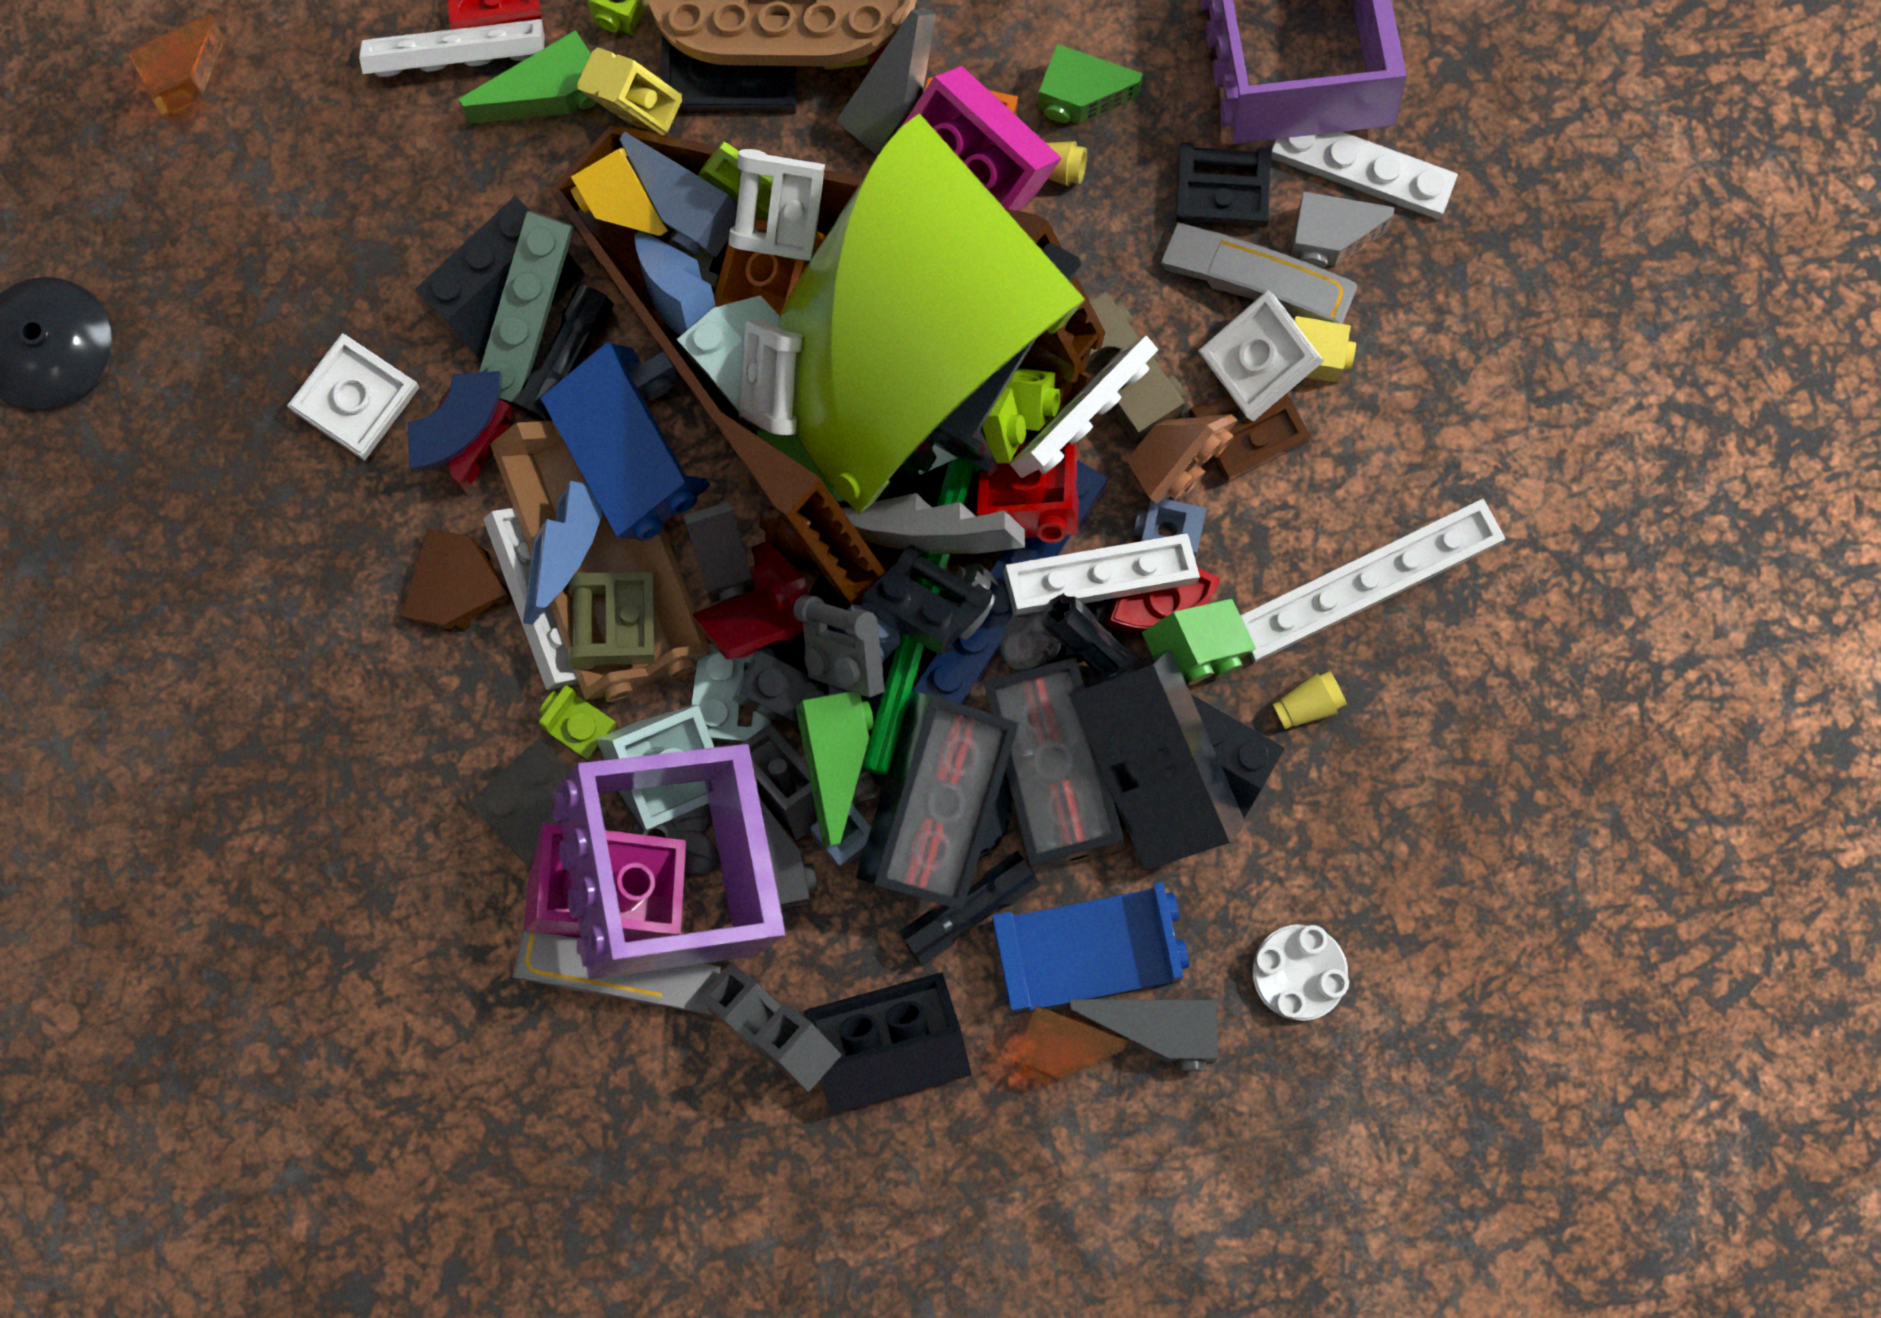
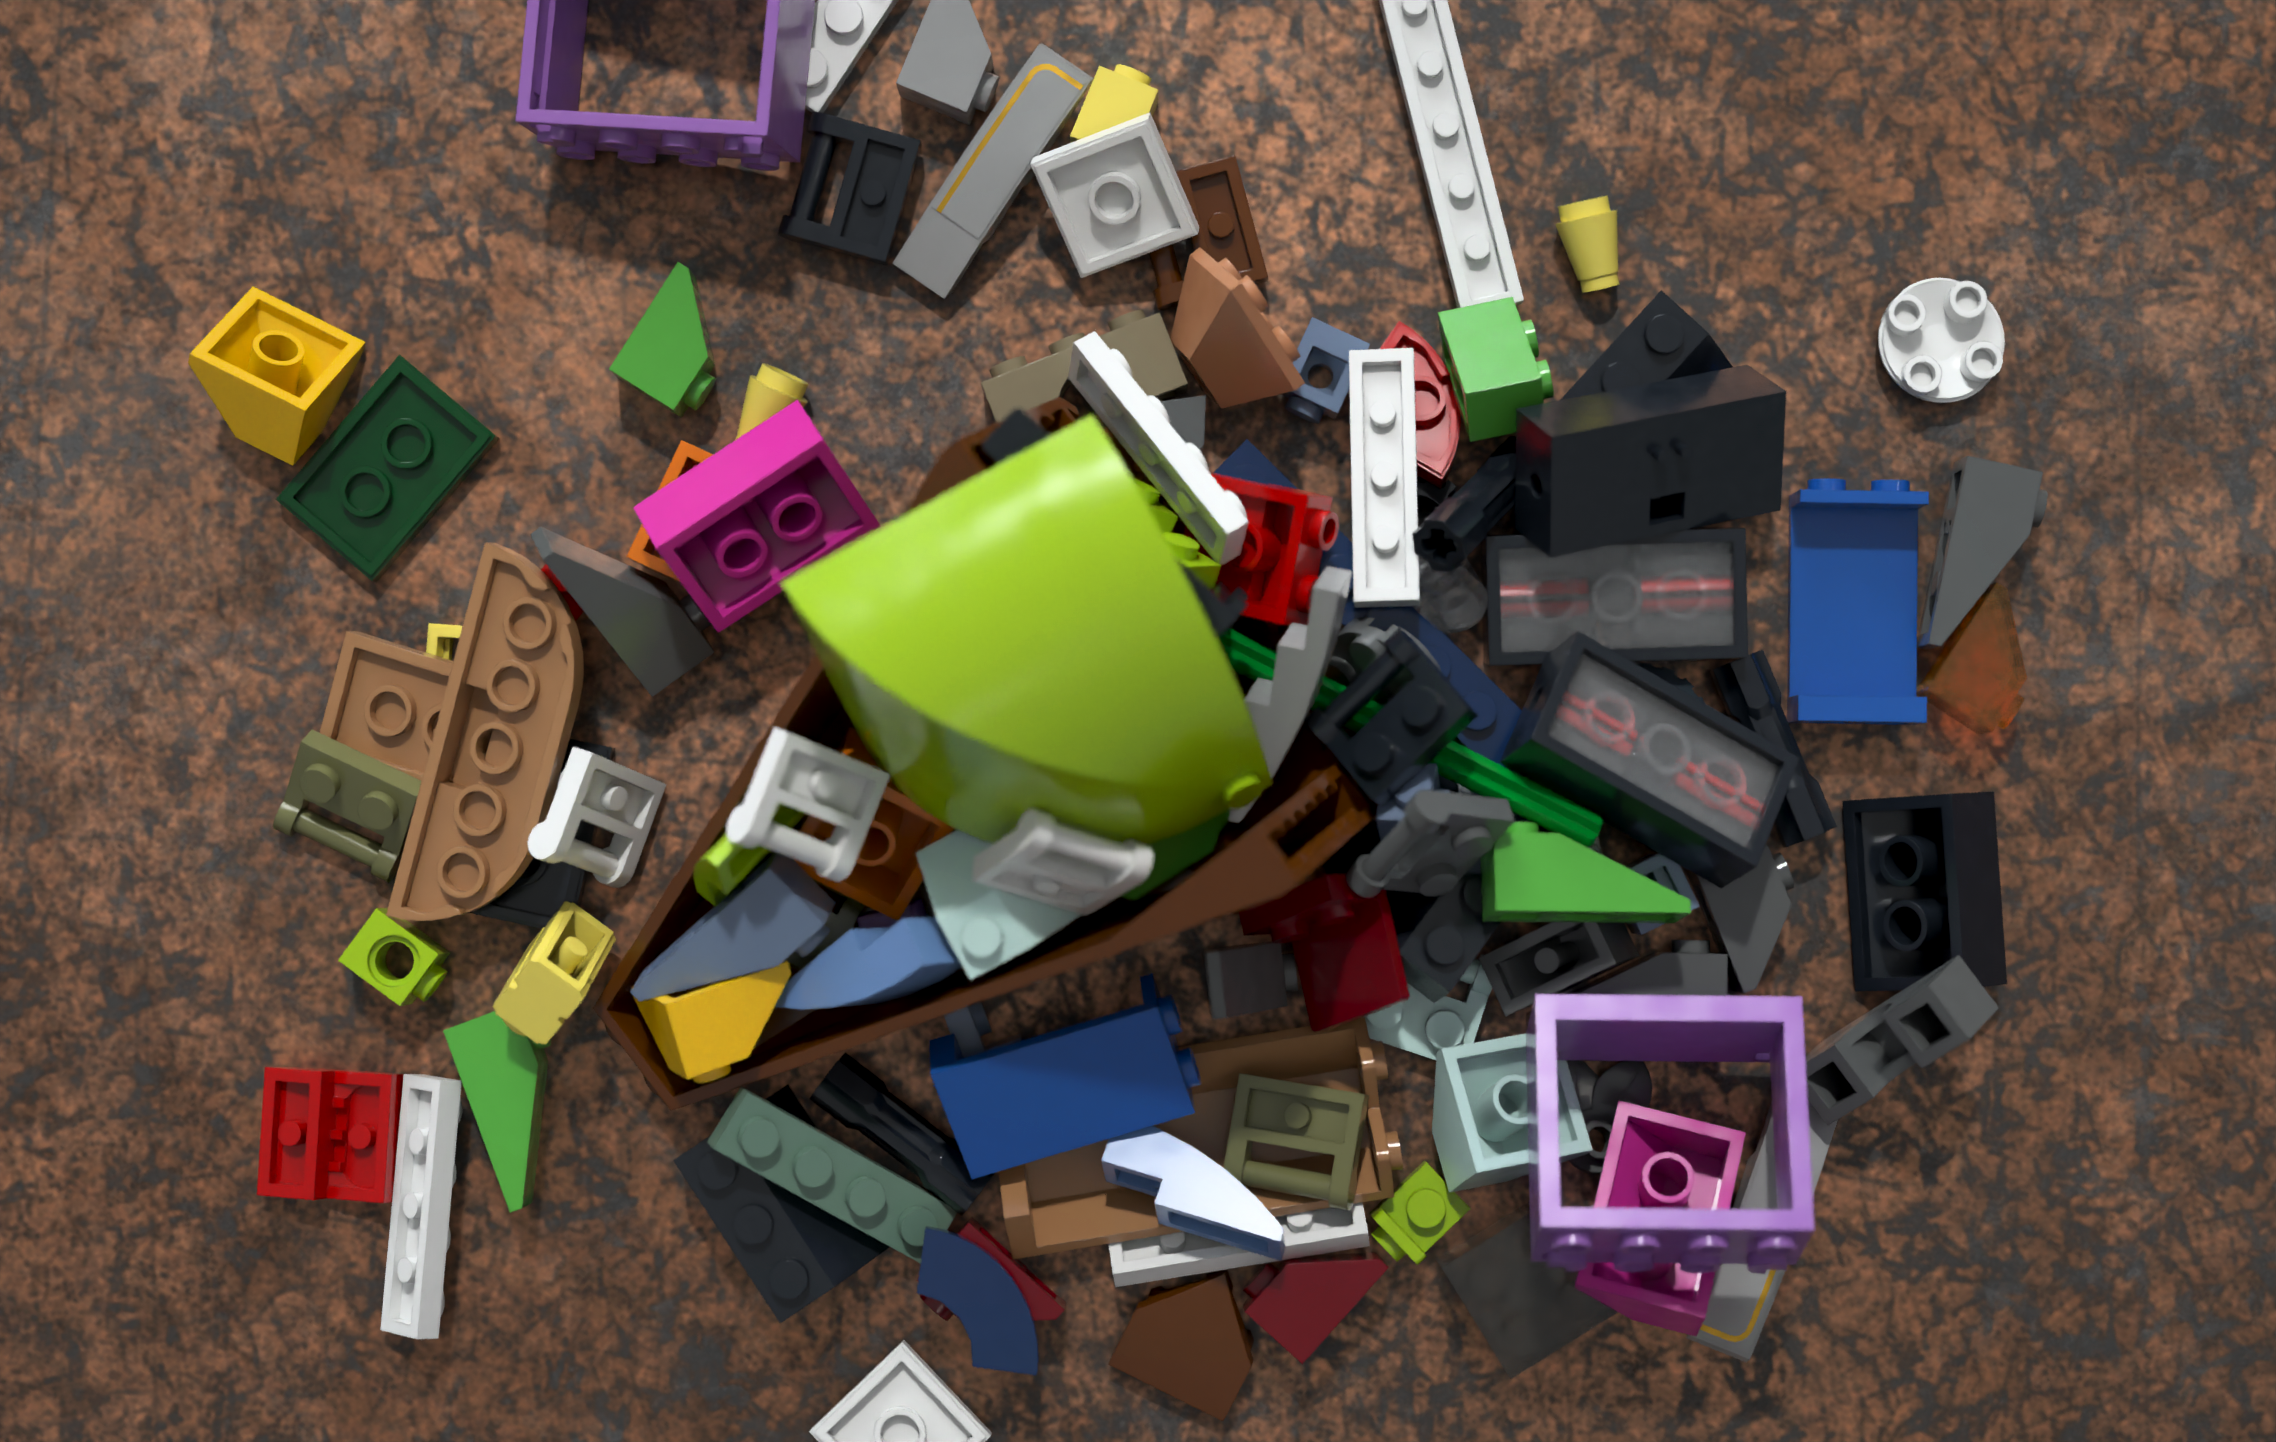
camera: 75 degrees left, 10 degrees up
(500, 655) = (1309, 1296): none -> dark red slope
(758, 102) = (607, 798): none -> white plate
(845, 912) = (1747, 916): none -> dark grey slope
(1111, 442) = (1188, 418): none -> dark grey slope

